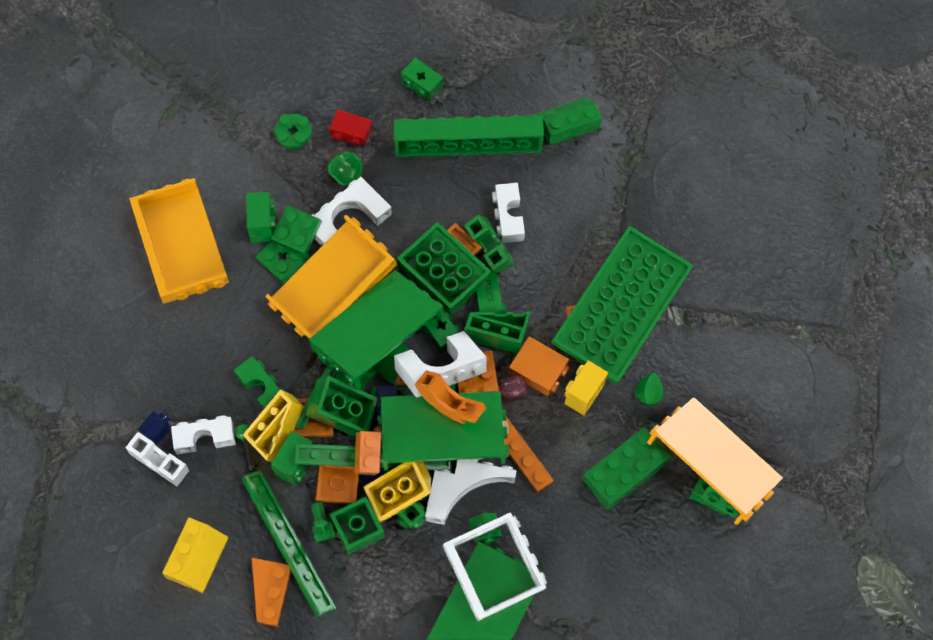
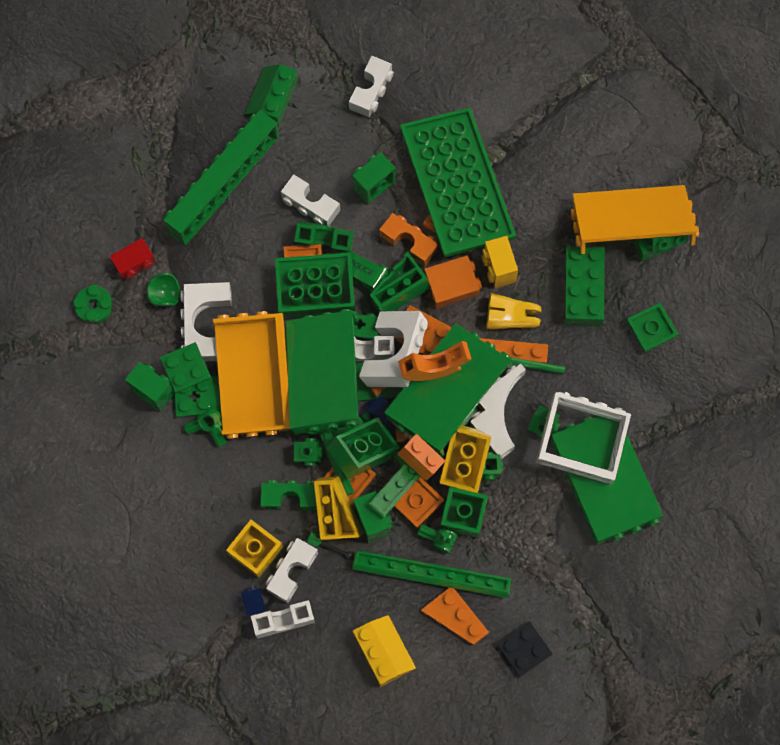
camera: 45 degrees left, 5 degrees up
(179, 241) = (110, 465): light orange panel -> none
(196, 393) = (254, 548): none -> yellow brick
(269, 281) = (203, 423): none -> green axle
(306, 370) = (308, 452): none -> green brick
(422, 79) = (146, 166): green brick -> none
(428, 350) = (377, 349): none -> white arch
(513, 388) = (453, 313): clear pink head -> none
(528, 485) = (538, 365): none -> green bar
(544, 291) = (397, 228): none -> orange arch
(553, 431) = (511, 313): none -> yellow piece
(568, 241) = (374, 178): none -> green brick
(627, 187) = (365, 100): none -> white arch
(641, 550) = (652, 327): none -> green plate
(649, 390) = (537, 220): green piece -> none

